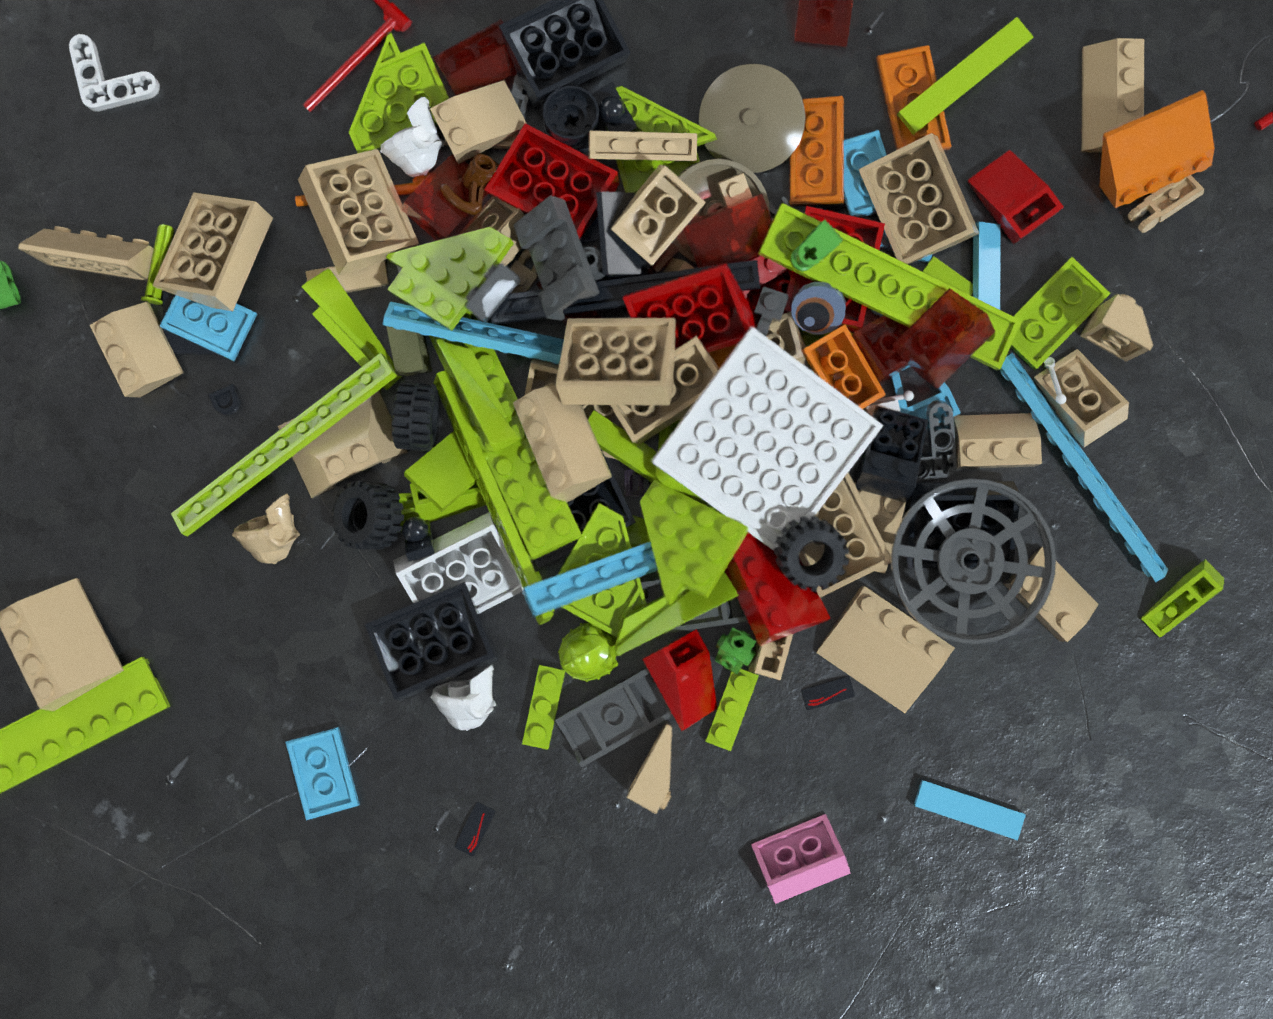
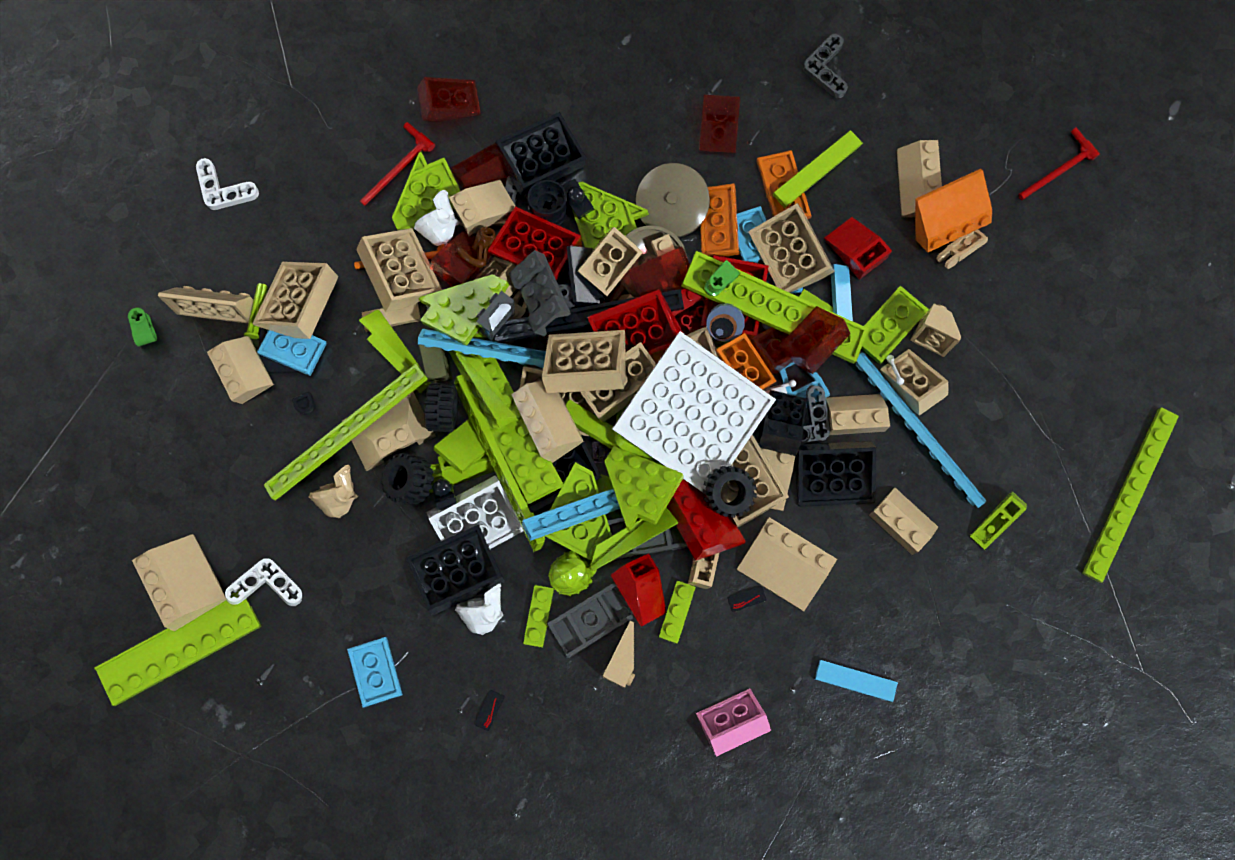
camera: 10 degrees left, 10 degrees down
(169, 643) = (262, 577): none -> white beam
(642, 146) = (597, 218): tan plate -> none
(735, 650) = (677, 568): bright green brick -> none
(770, 307) = (692, 322): dark grey plate -> none
(989, 561) = (854, 487): dark grey dish -> none

